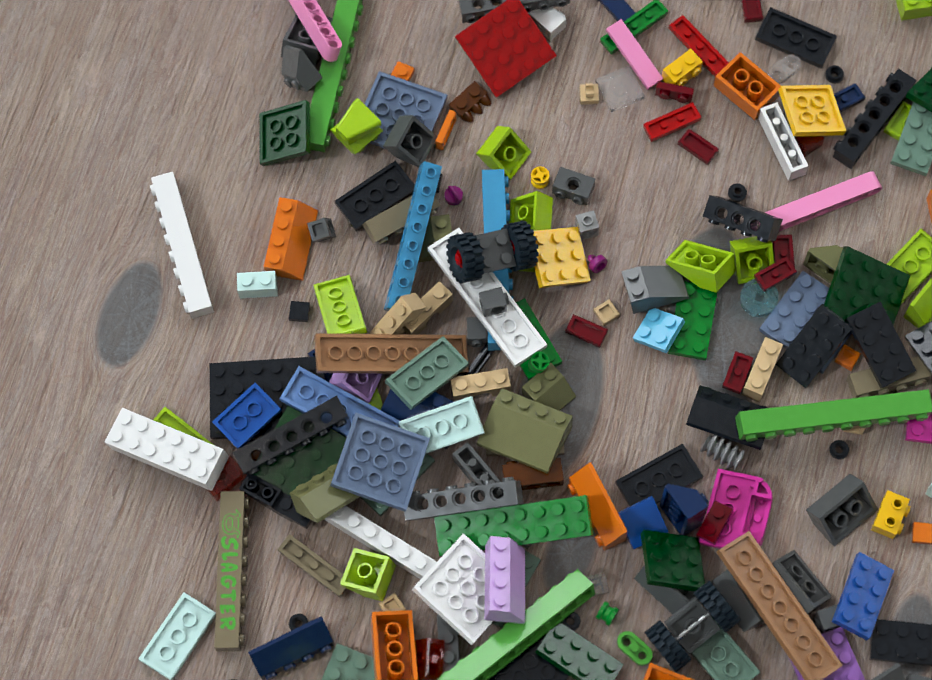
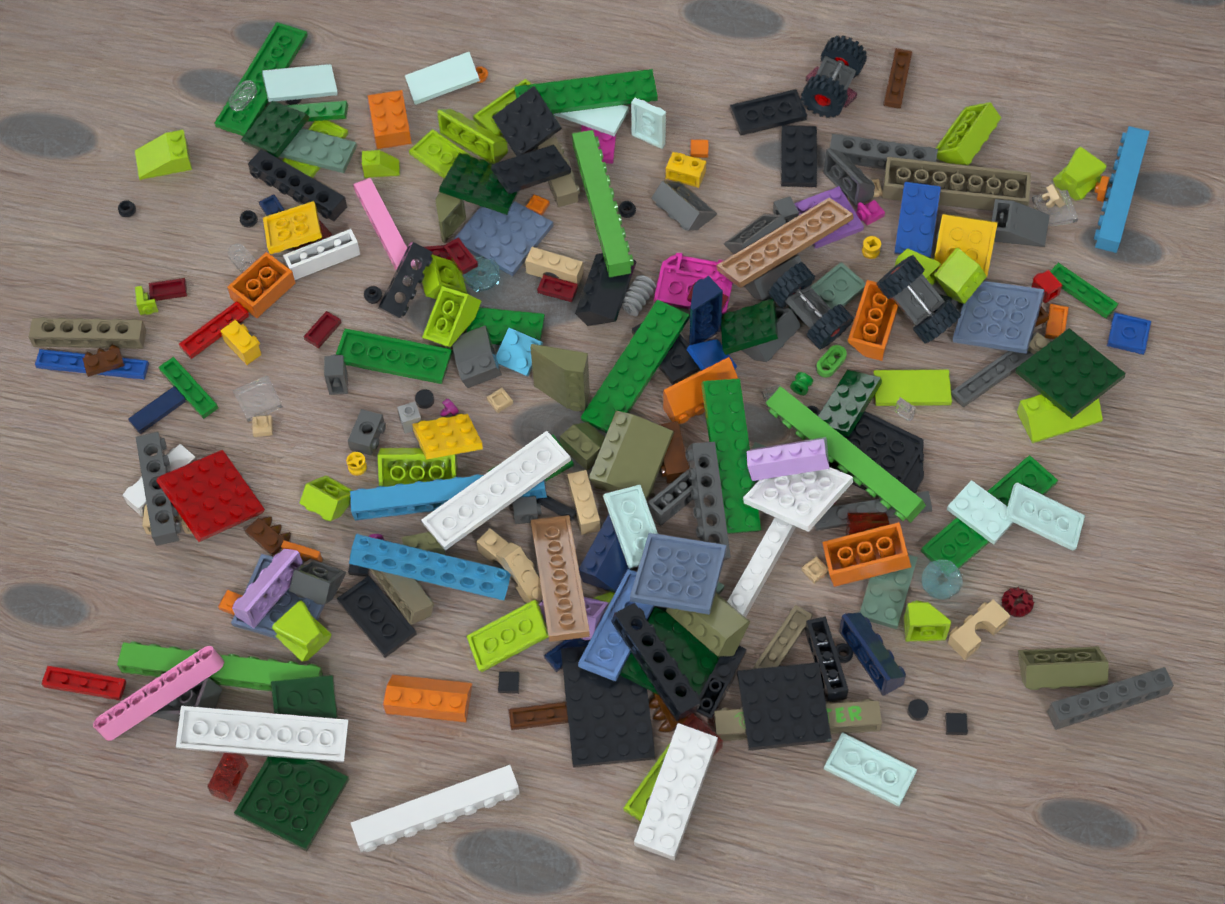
camera: 95 degrees left, 10 degrees down
(208, 126) = (292, 798): none -> dark green plate
(231, 73) = (227, 776): none -> clear red brick
(240, 555) = (784, 706): none -> black plate
(247, 416) = (633, 714): blue plate -> none
(257, 284) = (481, 723): light aqua brick -> none
(259, 96) = (262, 734): none -> white plate
(264, 335) = (538, 716): none -> reddish brown tile
(288, 603) = (825, 653): none -> black brick
(298, 69) = (232, 693): dark grey slope -> none
(321, 229) = (418, 662): dark grey brick -> none
(368, 574) = (788, 587): lime slope -> none
(404, 97) = (267, 588): none -> lavender slope
(426, 372) = (579, 540): sand green plate -> none
(492, 251) = (460, 490): black plate -> none
(493, 301) = (506, 476): dark grey brick -> none
(541, 359) = (565, 439): green wheel -> none
(586, 331) = (519, 416): dark red tile -> none
(608, 366) = (562, 375): none -> olive slope
(611, 241) = (424, 399): none -> black tile
(634, 54) = (221, 384): bright pink tile -> none
(634, 443) = (636, 365): none -> green plate
(636, 155) = (336, 374): none -> dark grey brick
(661, 211) = (394, 356): none -> green plate
(672, 122) = (296, 350): red plate -> none
(676, 92) = (263, 352): dark red plate -> none
(795, 37) = (208, 250): black plate -> none
(814, 346) = (532, 220): black plate -> none
(863, 596) = (763, 186): blue plate -> none
(900, 198) = (379, 164): none -> lime slope

